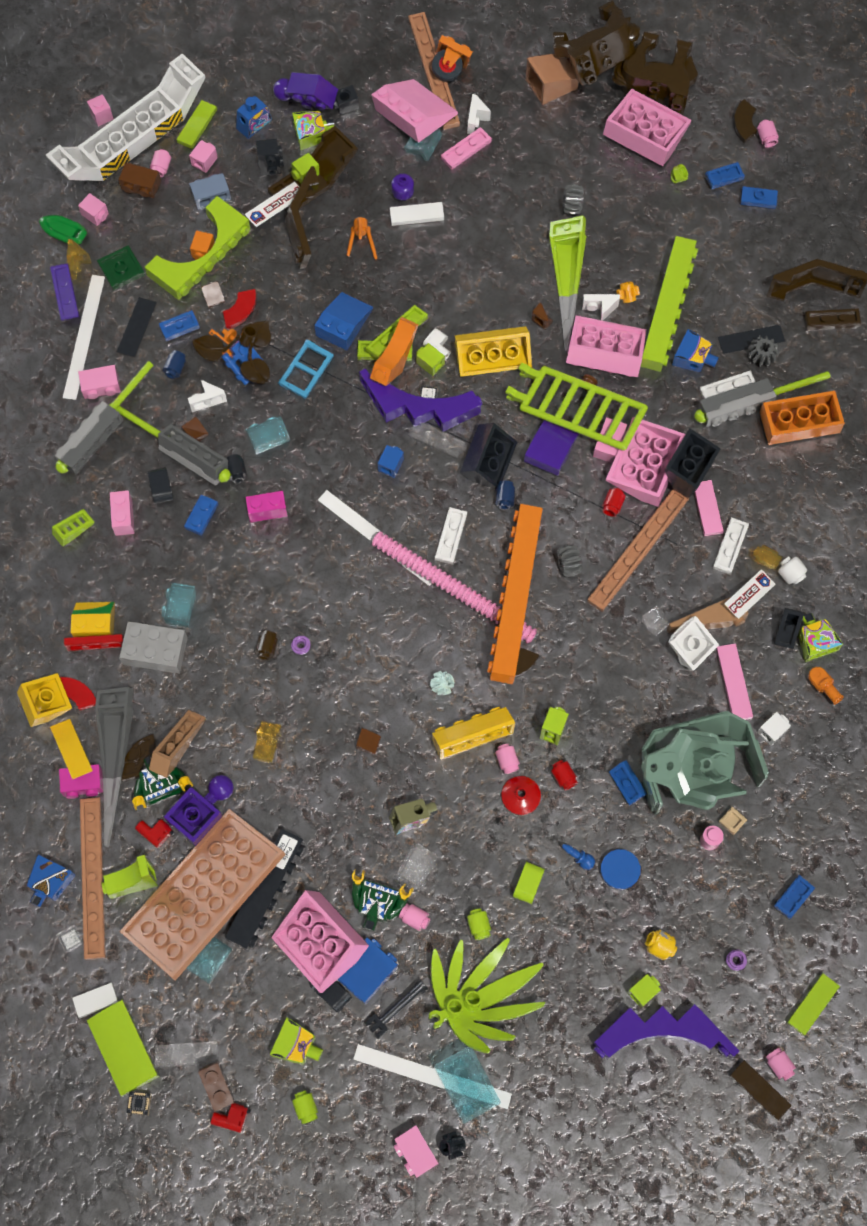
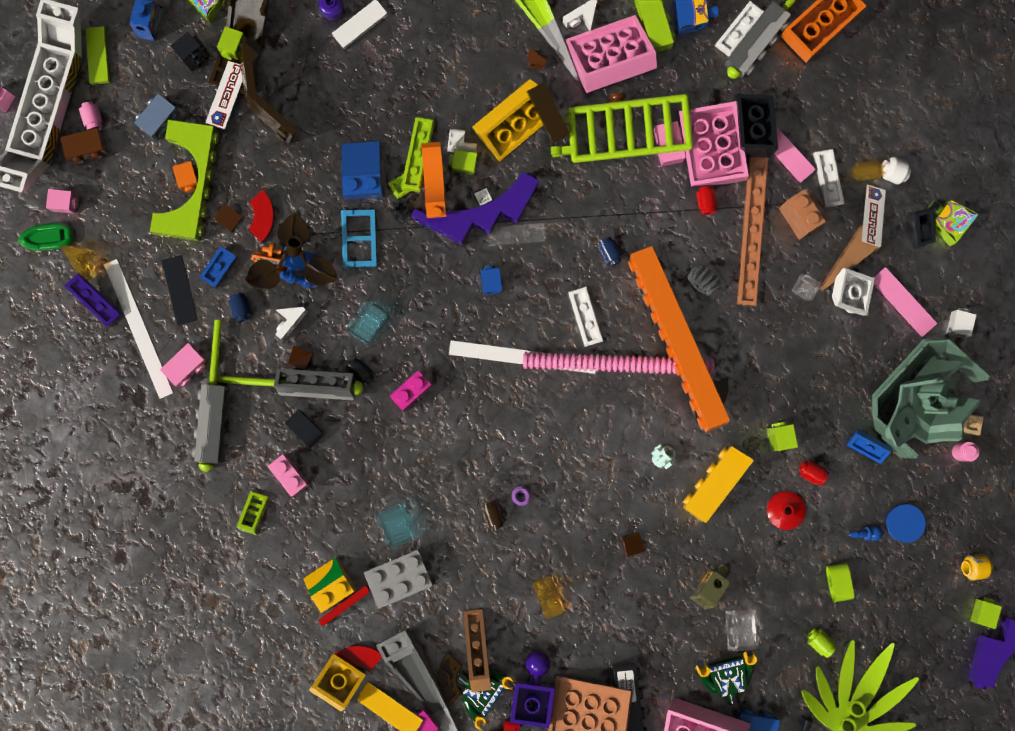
camera: 30 degrees left, 15 degrees up
(121, 267) = (125, 242): dark green tile -> none
(201, 515) = (357, 432): blue plate -> none
(203, 156) = (127, 85): bright pink brick -> none
(354, 365) = (406, 212): none -> black gear
(360, 228) = (318, 71): orange plant -> none
(414, 917) = (766, 669): bright pink brick -> none
(488, 455) = (573, 223): black slope -> none
(507, 758) = (758, 487): bright pink brick -> none
(522, 356) = (548, 112): none -> dark brown tile
(550, 447) = (622, 182): dark purple slope -> none
(692, 556) = (804, 213): none -> nougat slope
(824, 683) = (978, 257): orange arm -> none

